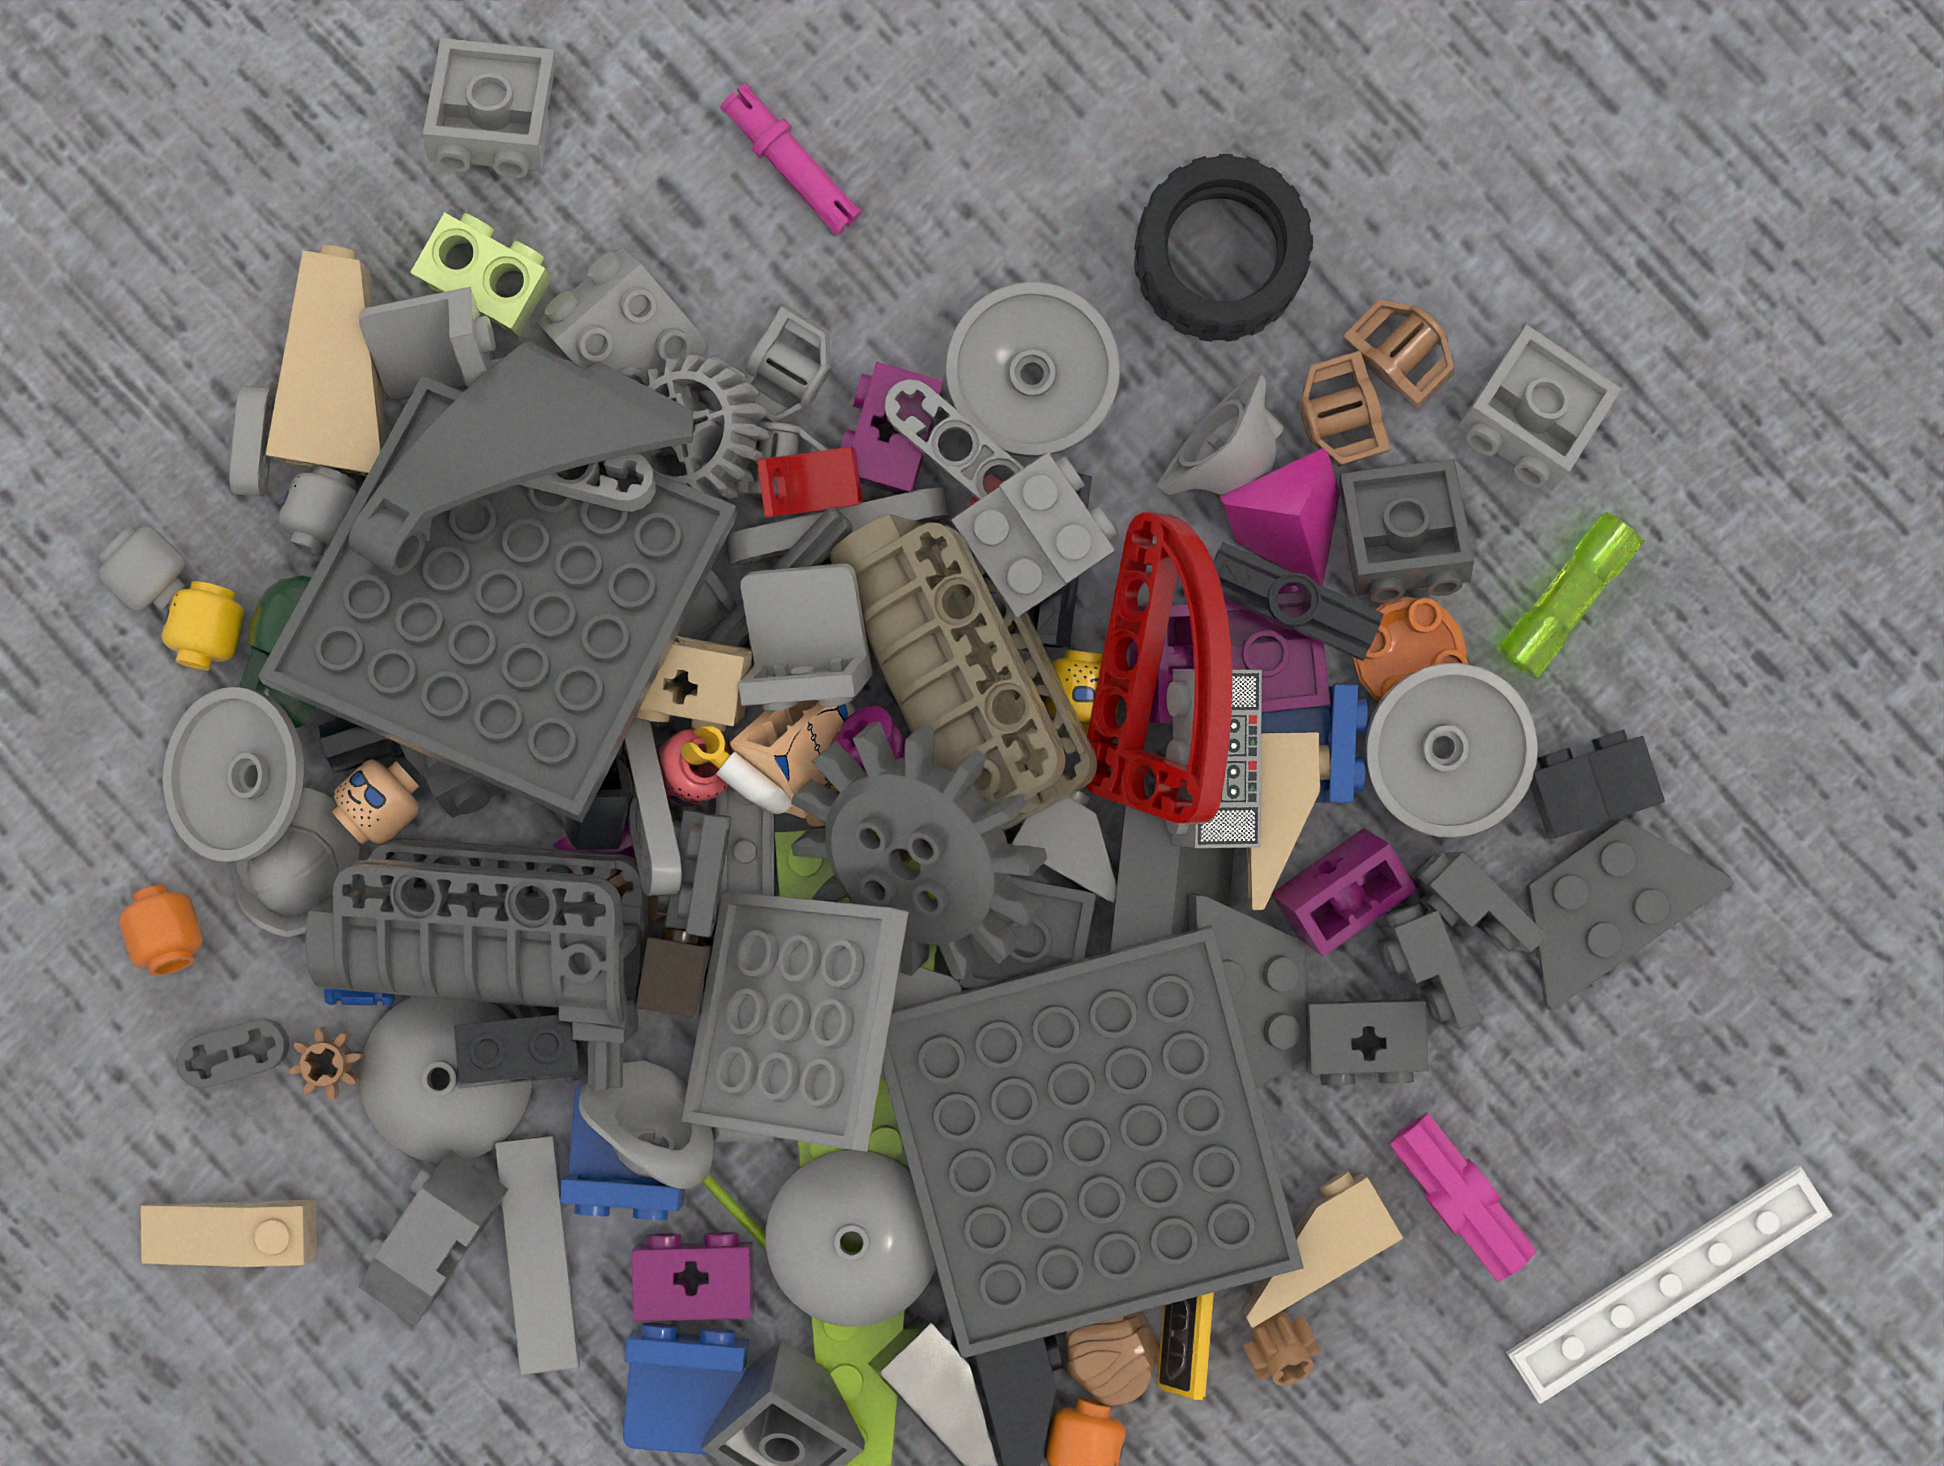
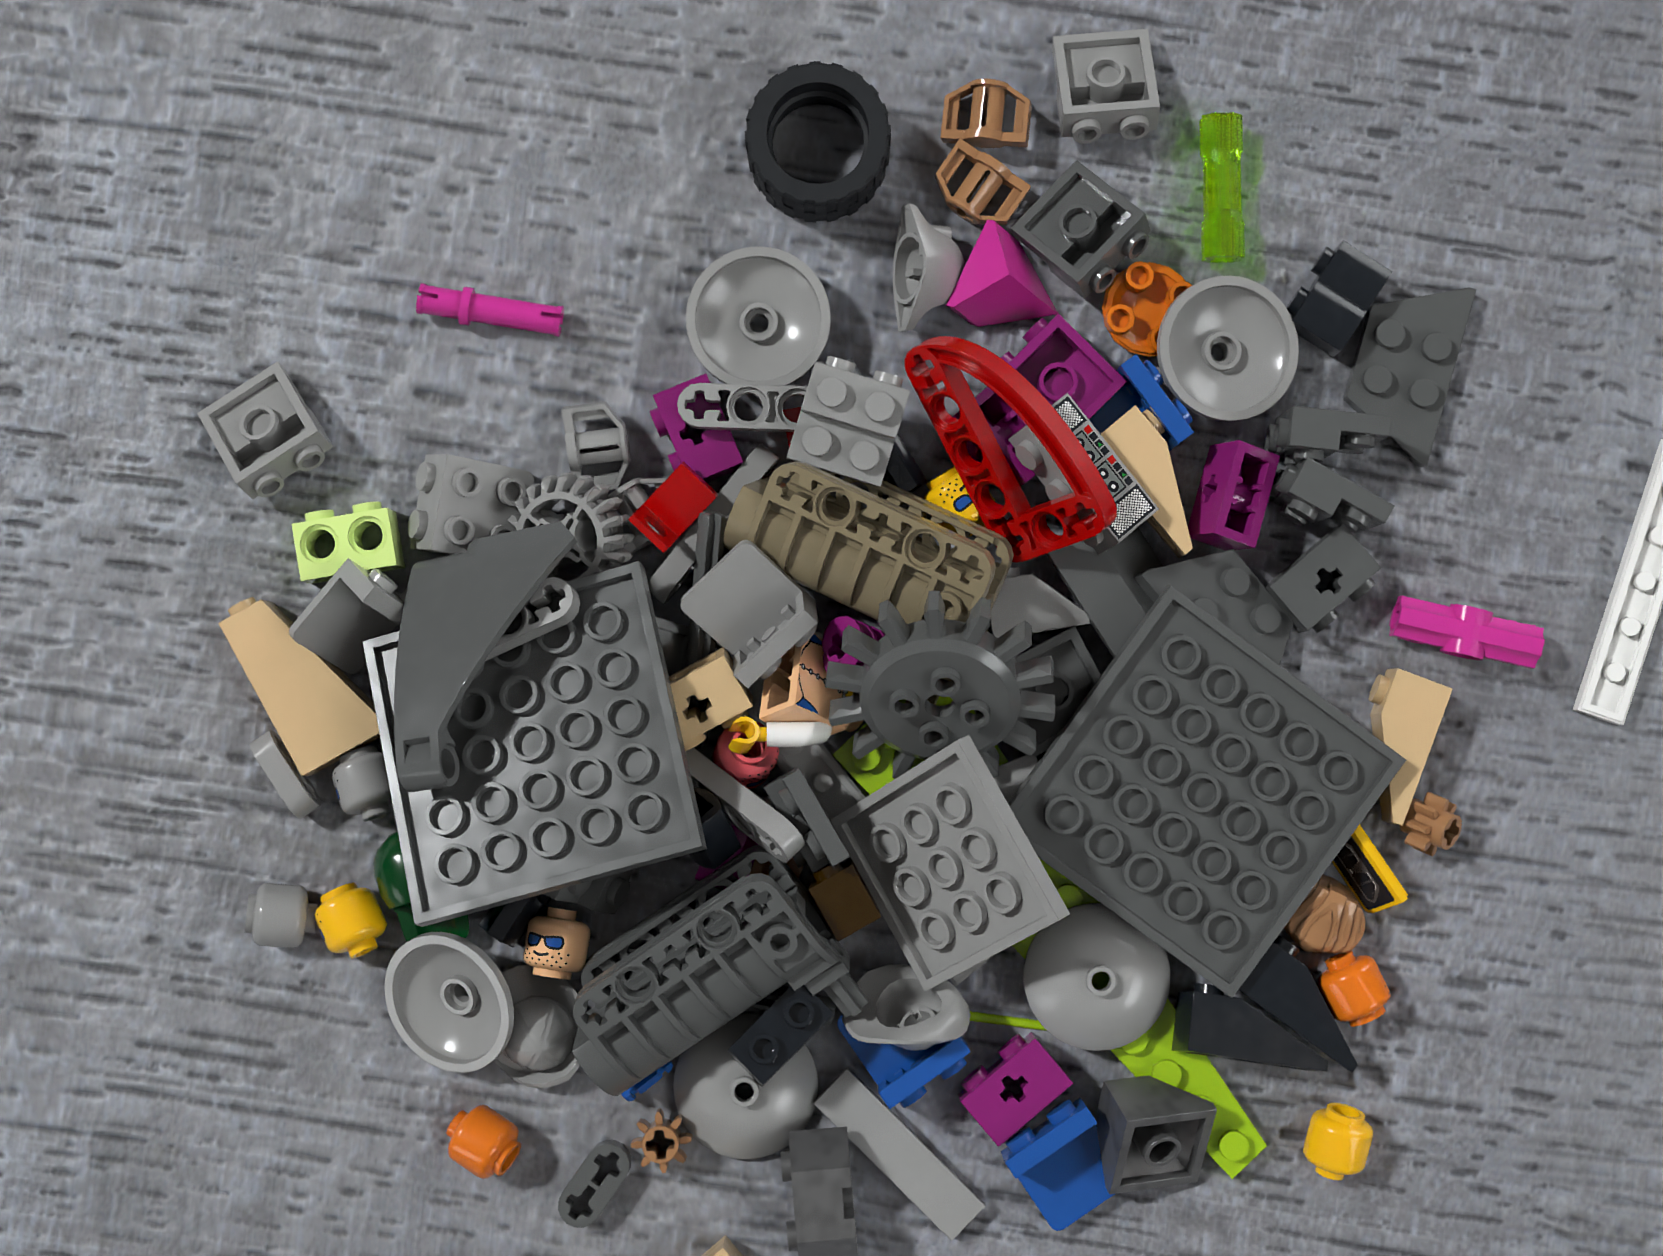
camera: 35 degrees left, 0 degrees up
(1328, 615) = (1079, 323): black piece -> none

